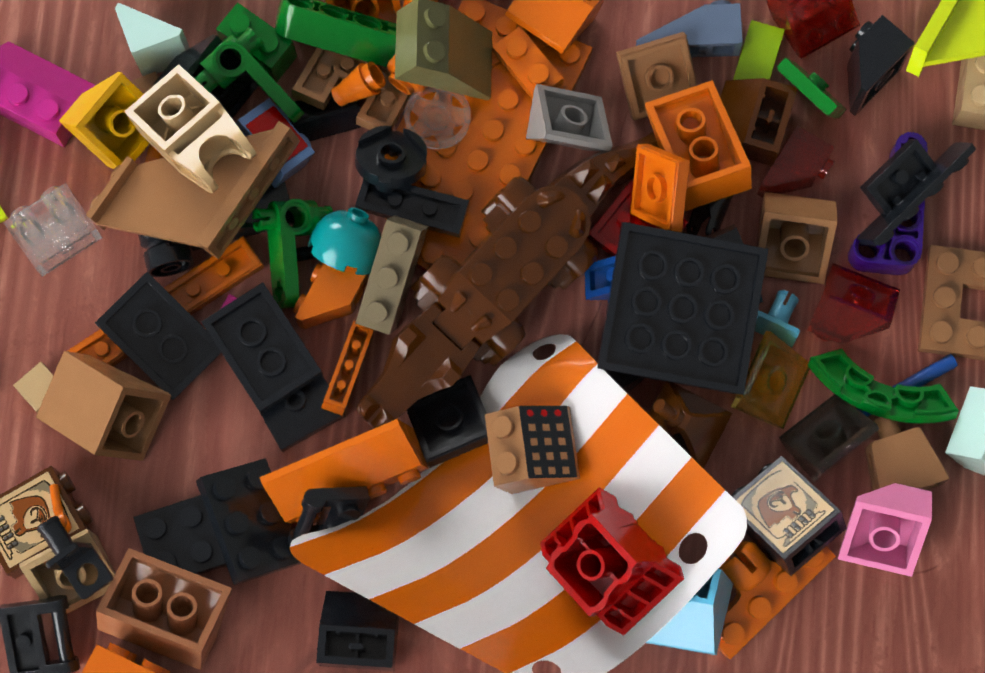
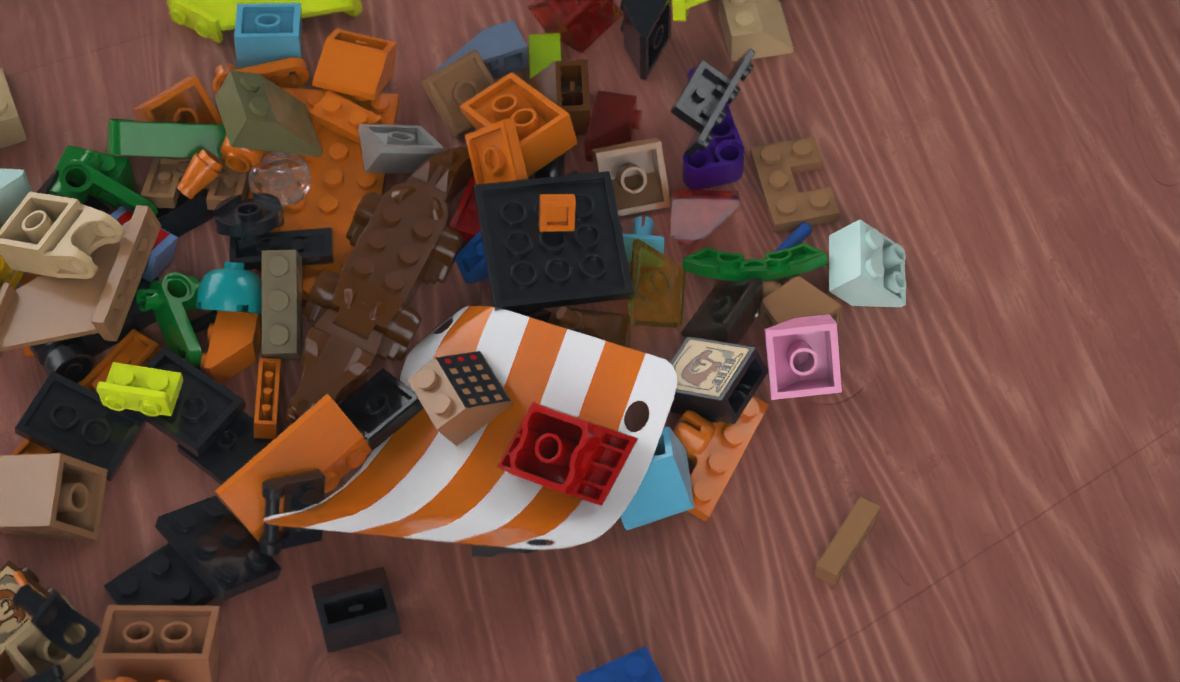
camera: 20 degrees left, 20 degrees down
(225, 326) = (140, 389): none -> neon yellow bracket
(695, 287) = (557, 212): none -> orange tile
(812, 87) = (601, 60): green plate -> none

